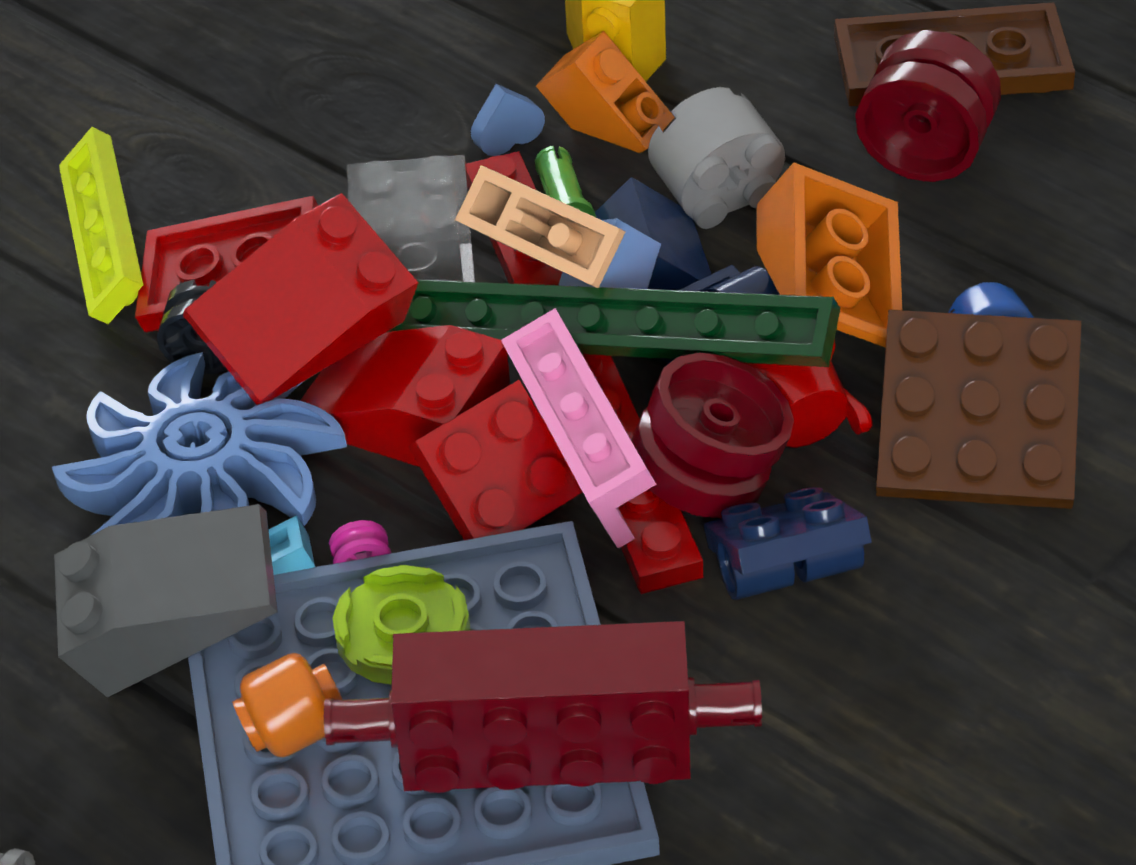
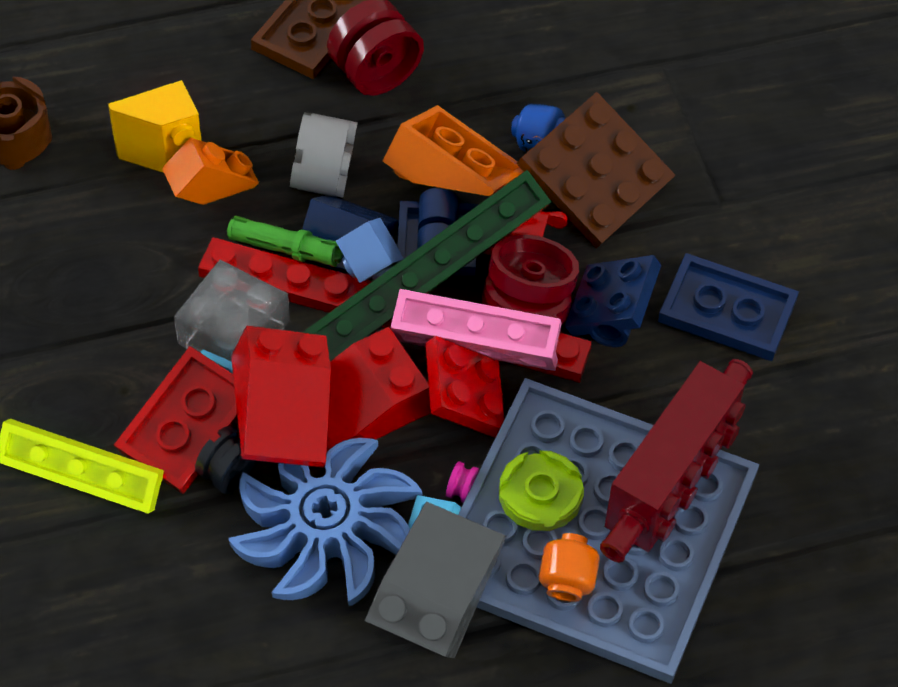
camera: 60 degrees left, 10 degrees up
(505, 121) = (182, 229): medium blue tile -> none
(540, 226) = (338, 256): light nougat slope -> none
(907, 673) = (728, 306): none -> dark blue plate

